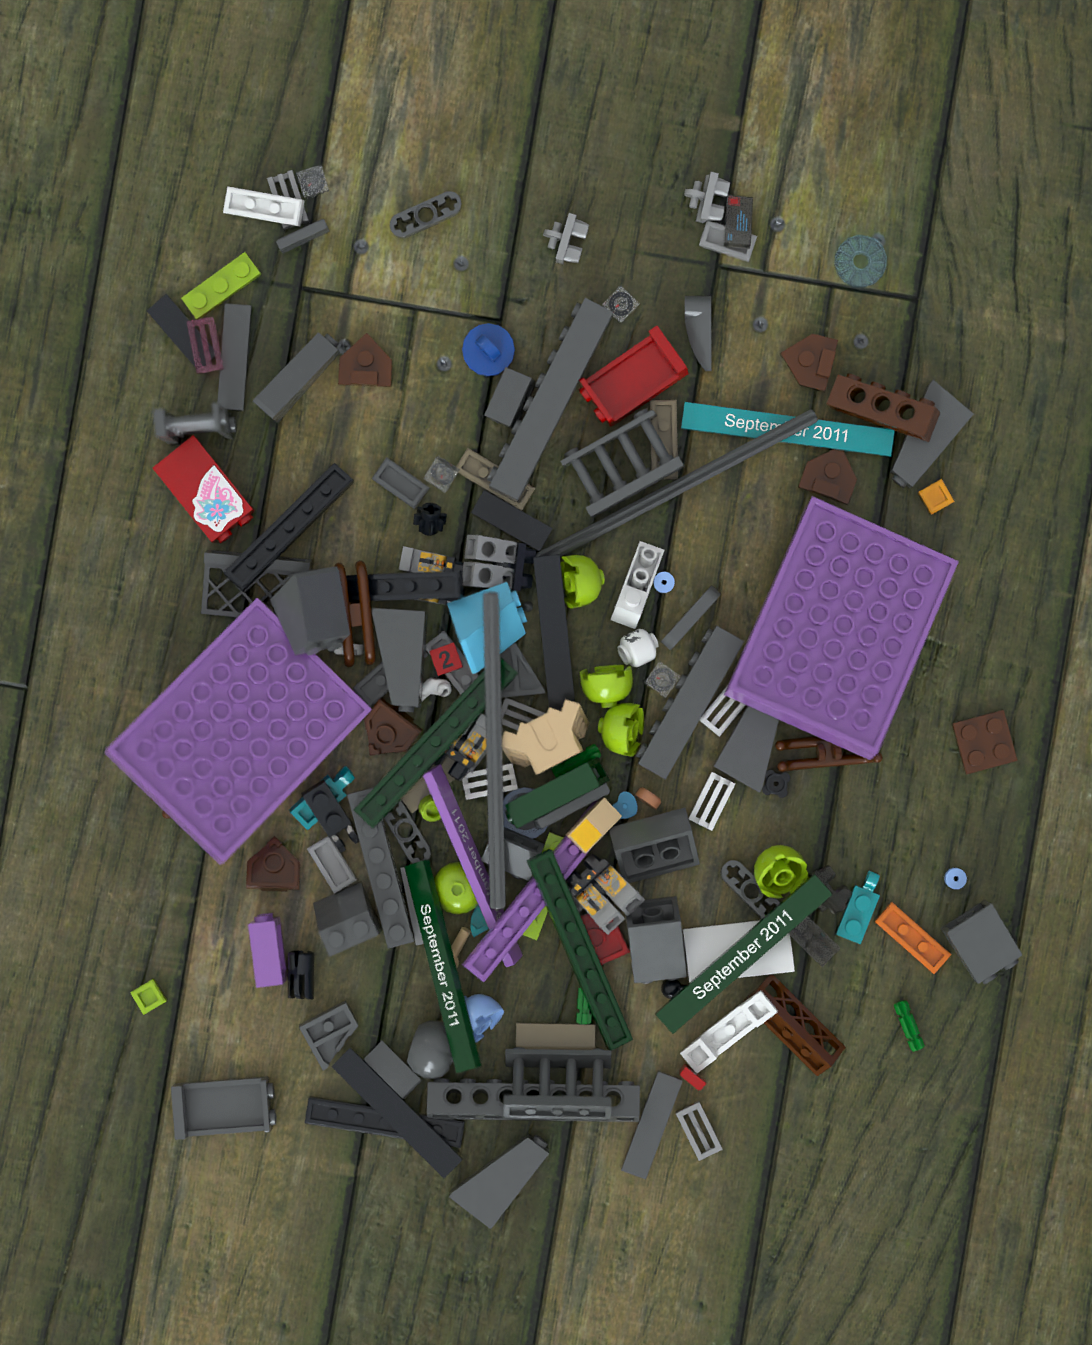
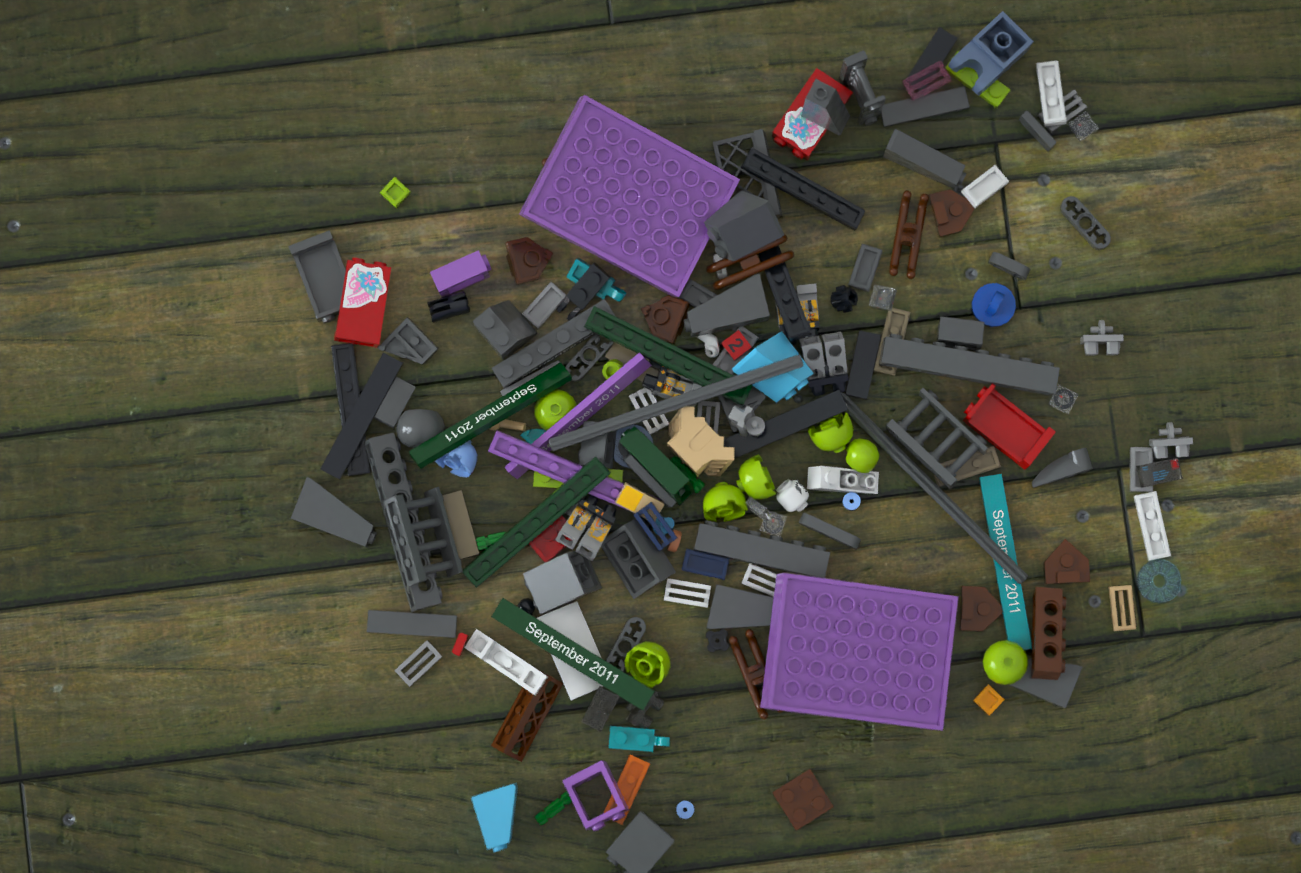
camera: 70 degrees right, 5 degrees down
(200, 265) = (989, 57): none -> sand blue brick
(205, 473) = (825, 108): none -> dark grey slope
(266, 1073) = (362, 303): none -> red panel
(348, 316) = (985, 186): none -> white tile
(378, 422) = (908, 234): none -> reddish brown piece
(449, 317) = (1009, 265): none -> dark grey beam
(539, 675) = (746, 421): none -> light grey hips
(616, 554) = (862, 455): none -> lime hair
(625, 827) = (644, 511): none -> dark blue tile
(643, 691) = (758, 509): none -> clear tile
(685, 770) = (705, 564): none -> dark blue tile
(795, 249) = (1152, 526): none -> white tile
(873, 322) = (1128, 588): none -> tan tile
(883, 956) = (585, 775): none -> medium lavender window
(898, 1095) = (496, 815): none -> medium azure slope
(902, 466) = (1005, 662): none -> lime cylinder

